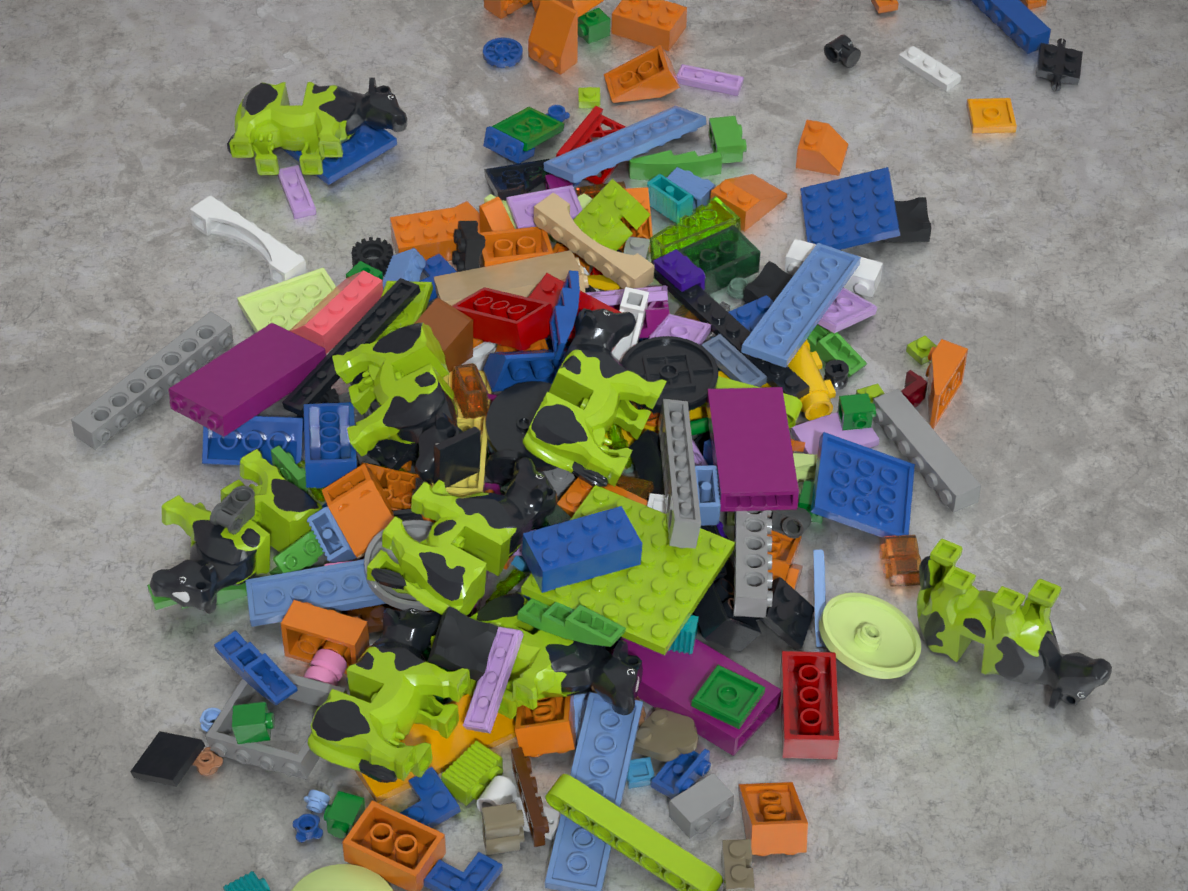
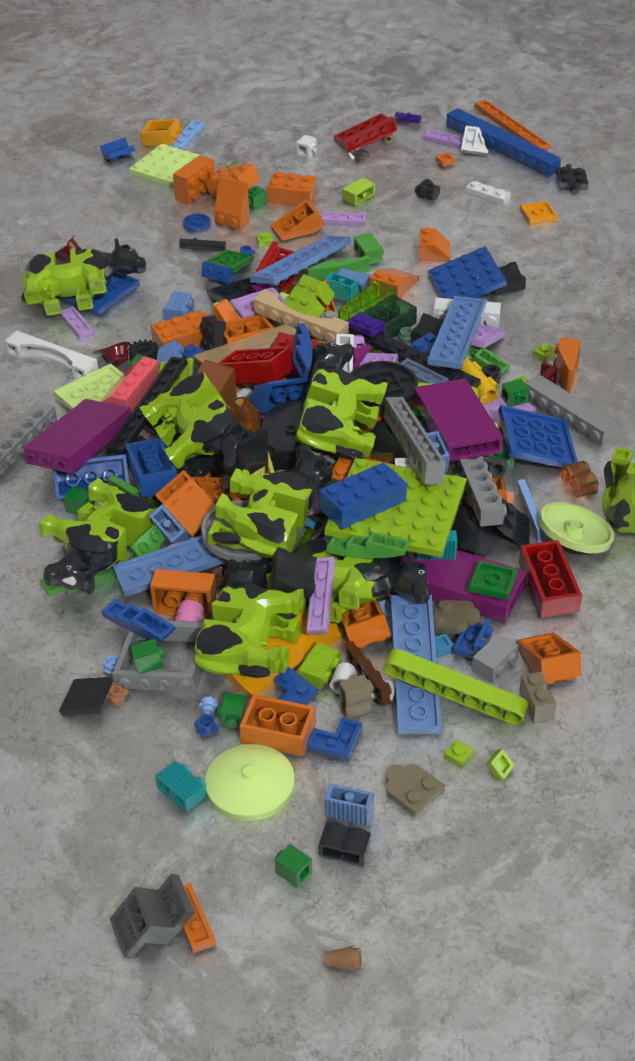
camera: 10 degrees left, 5 degrees down
(225, 471) = (76, 499): none -> green brick
(235, 509) = (96, 514): dark grey piece -> none
(316, 73) = (64, 252): none -> dark red piece
(335, 254) = (116, 353): none -> dark red piece
(438, 190) = (178, 305): none -> medium blue brick
(492, 90) = (202, 244): none -> black pin
(743, 38) = (358, 191): none -> lime brick

